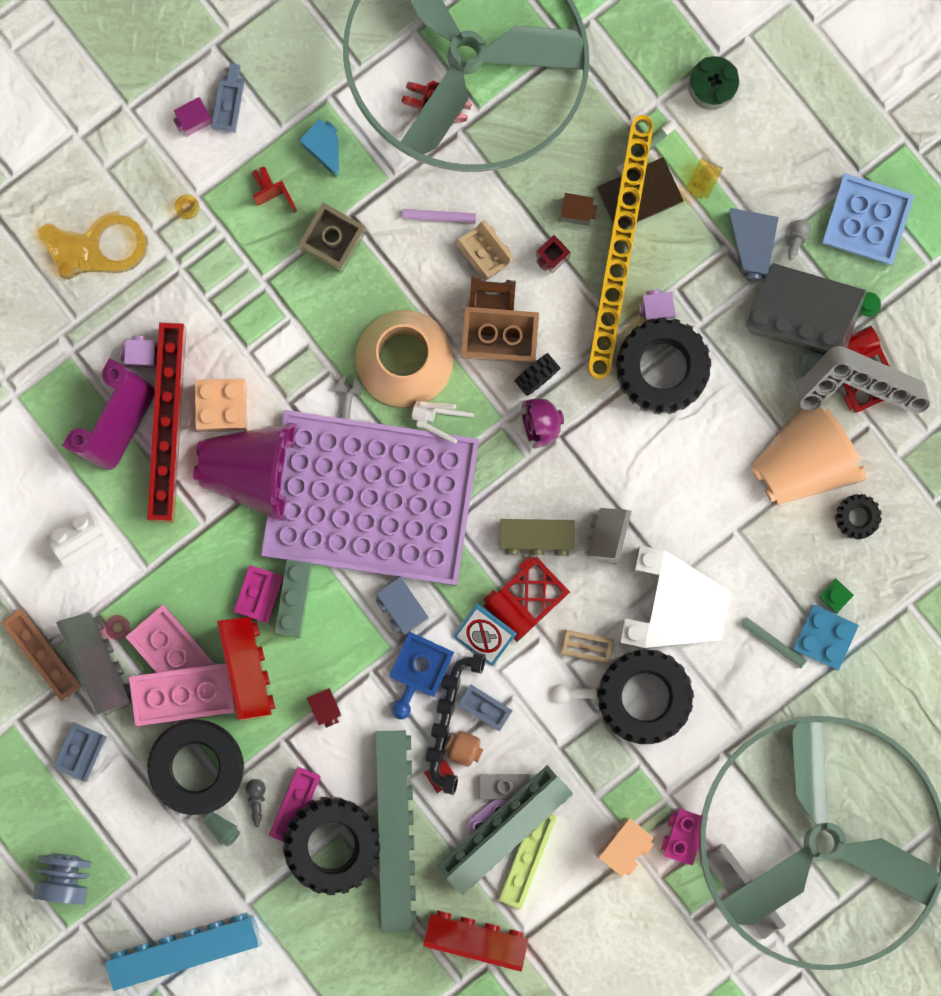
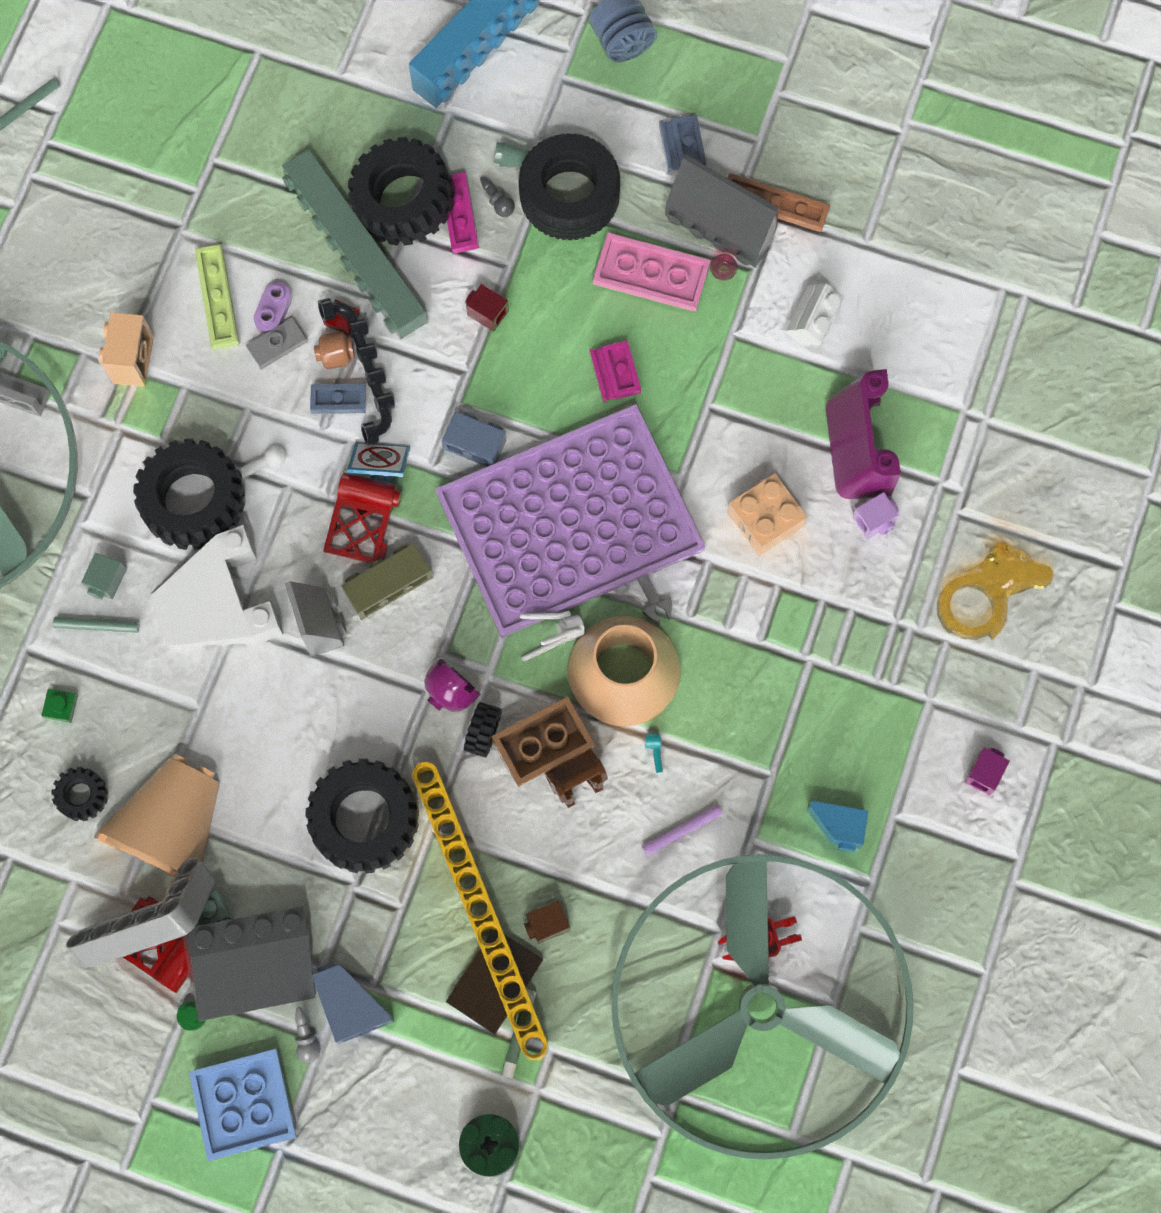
camera: 150 degrees right, 10 degrees down
(166, 422) = (806, 466): red brick -> none
(181, 201) = (936, 676): clear yellow plate -> none
(181, 694) = (624, 237): bright pink plate -> none
(228, 101) = (964, 810): sand blue hinge -> none
(245, 668) = (582, 289): red slope -> none
(247, 467) = (703, 474): magenta cone -> none
(269, 189) = (863, 747): red bracket -> none
(293, 598) = (579, 382): sand green brick -> none
(332, 237) = (770, 736): dark tan brick -> none
(417, 291) = (653, 741): none -> teal hand
(425, 681) = (410, 387): blue plate -> none
(475, 941) = (214, 185): red slope -> none
(485, 250) = (613, 821): tan bracket -> none
(504, 830) = (250, 300): sand green brick -> none
(552, 254) = (543, 857): dark red brick -> none
(608, 650) = (258, 529): tan tile -> none
(657, 305) = (406, 874): lavender brick -> none
(683, 838) = (78, 392): dark pink brick -> none
(704, 178) = (438, 1036): clear yellow bracket -> none
(747, 674) = (103, 576): none -> sand green brick
(825, 637) = (47, 660): dark azure plate -> none

